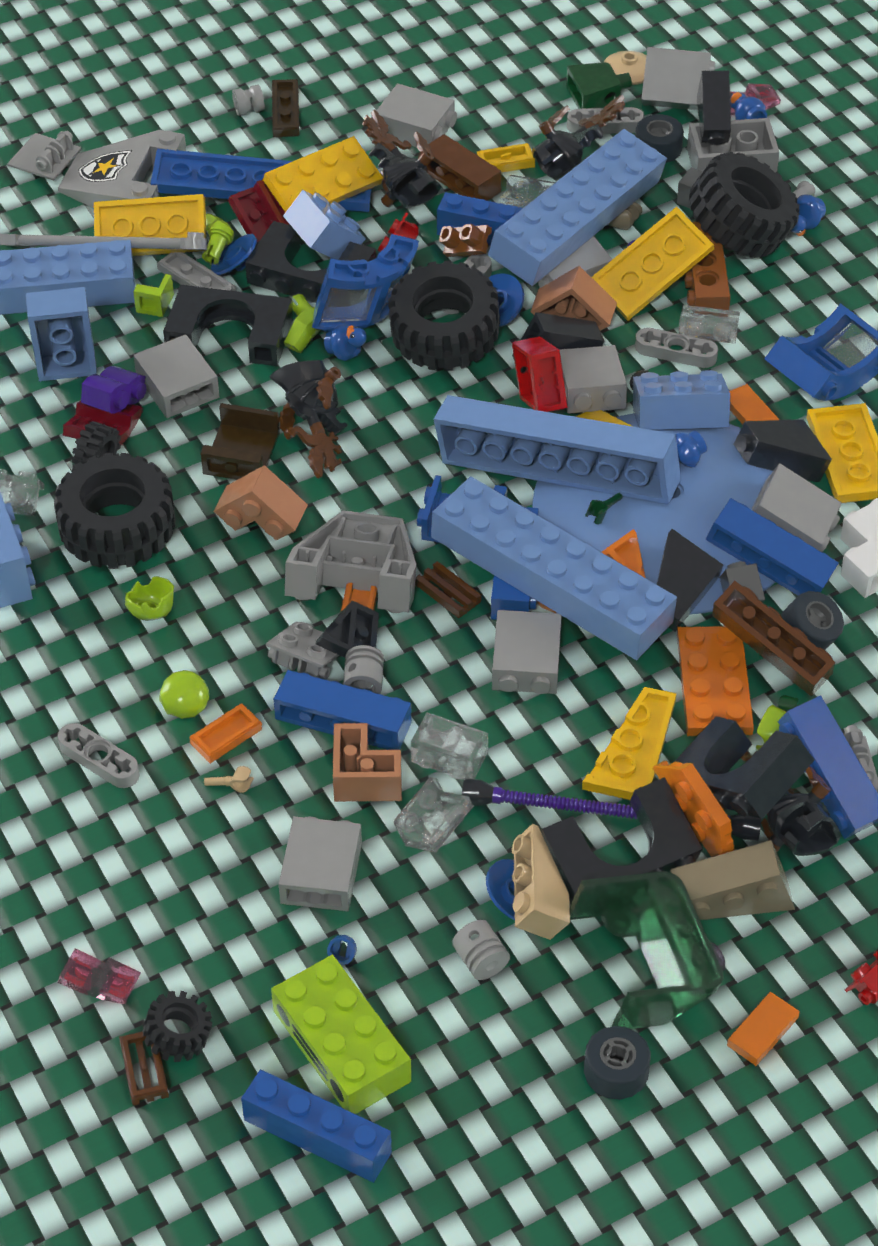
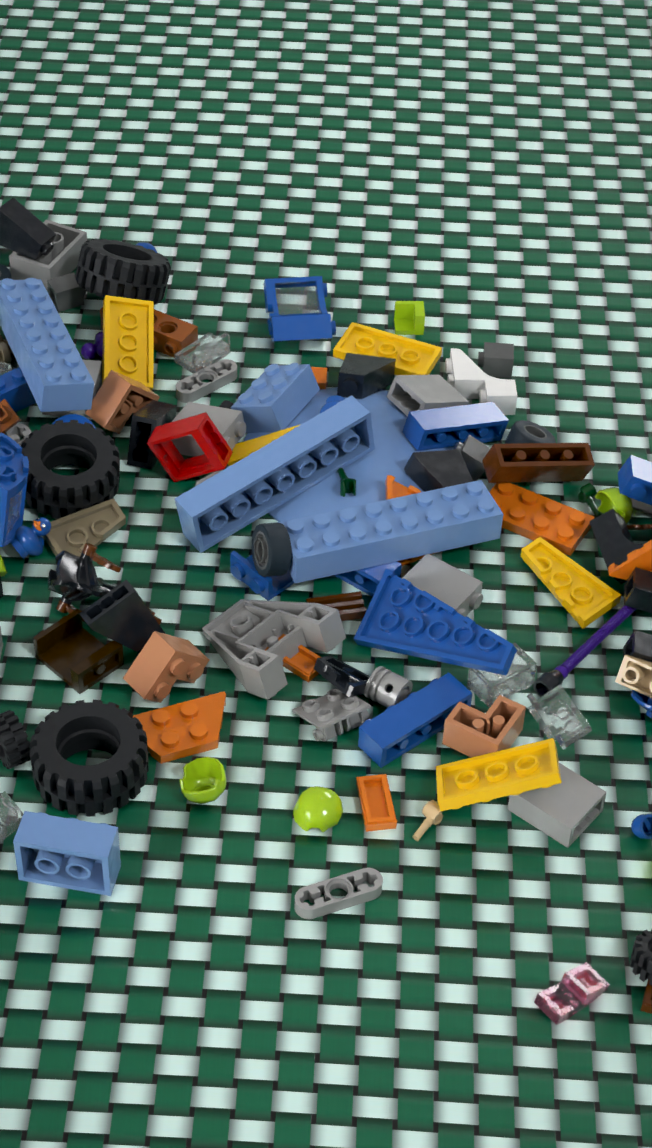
camera: 60 degrees left, 5 degrees down
(210, 556) = (184, 727): none -> orange wing
(281, 445) = (122, 617): none -> black slope
(302, 797) = (497, 774): none -> yellow plate
(391, 369) = (85, 526): none -> dark tan wing
(438, 488) = (271, 549): none -> black wheel
(447, 658) = (424, 627): none -> blue wing

